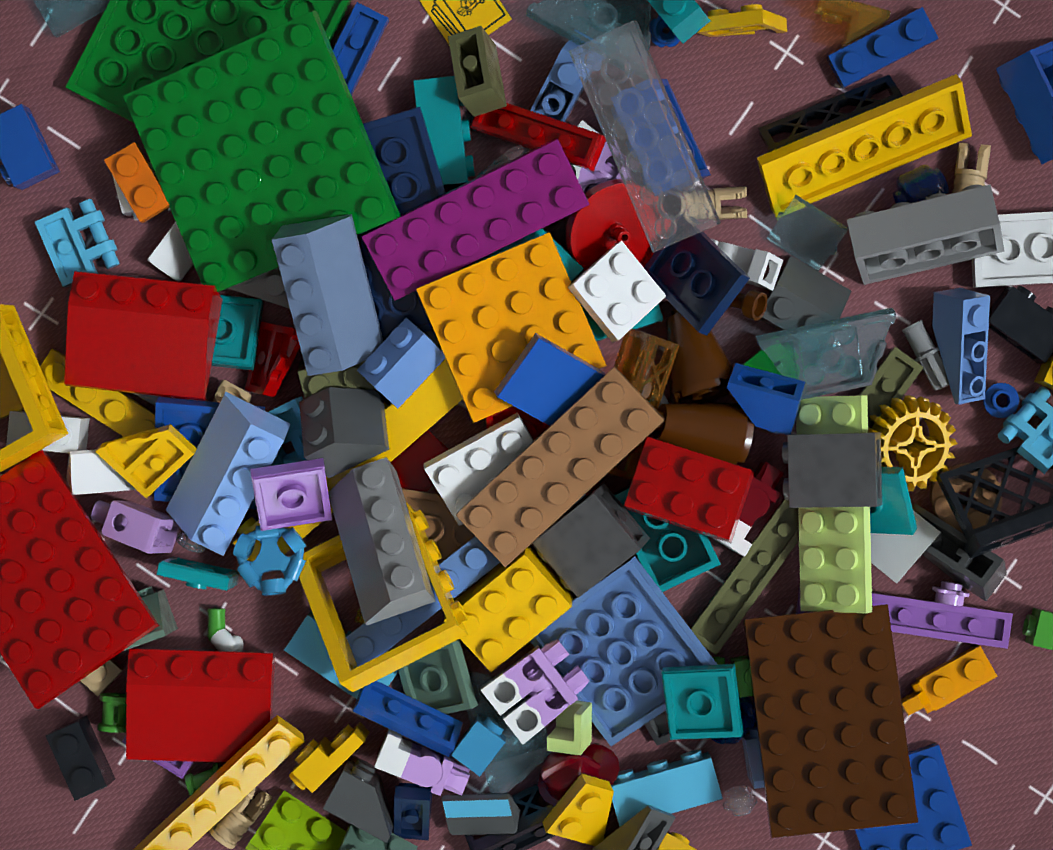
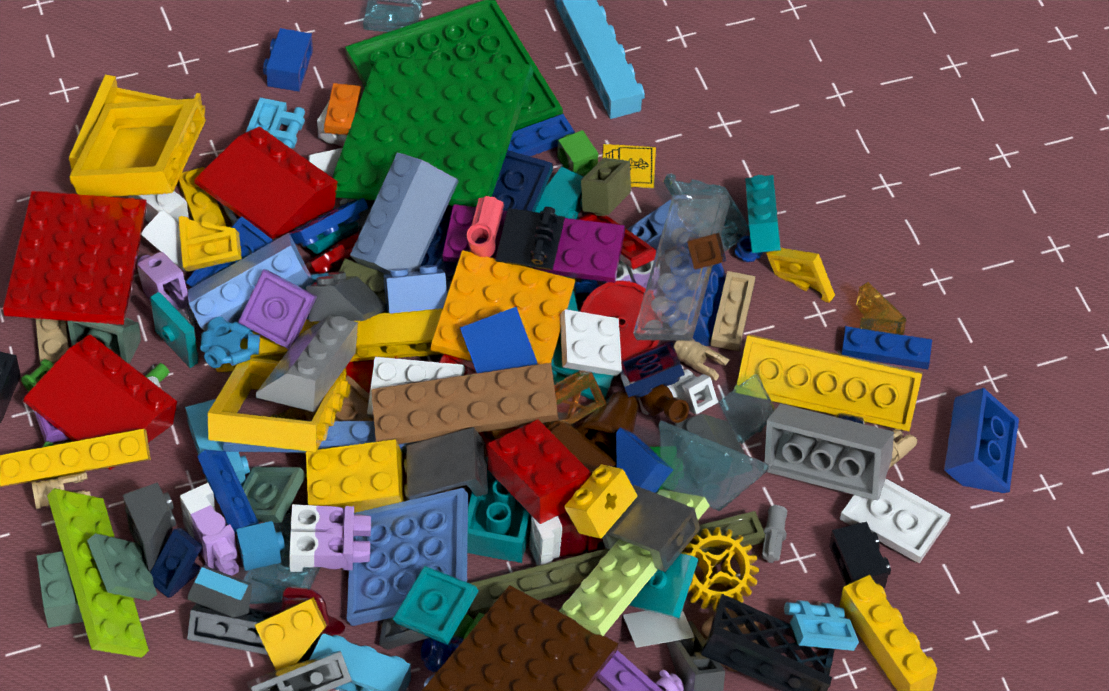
camera: 40 degrees right, 35 degrees down
(240, 336) = (329, 222): none -> blue plate
(321, 759) = (143, 472): yellow plate -> none
(409, 43) = (577, 153): none -> bright green brick
(421, 248) = (485, 225): none -> coral piece
(477, 228) = (530, 238): none -> black hinge
(572, 729) = (334, 587): yellowish green panel -> none
(666, 112) = (706, 251): none -> reddish brown panel
(706, 121) = (733, 311): none -> tan plate
(778, 488) = (600, 501): none -> yellow brick
(962, 337) = (805, 535): medium blue slope -> none
(990, 400) = (808, 588): blue plate -> none

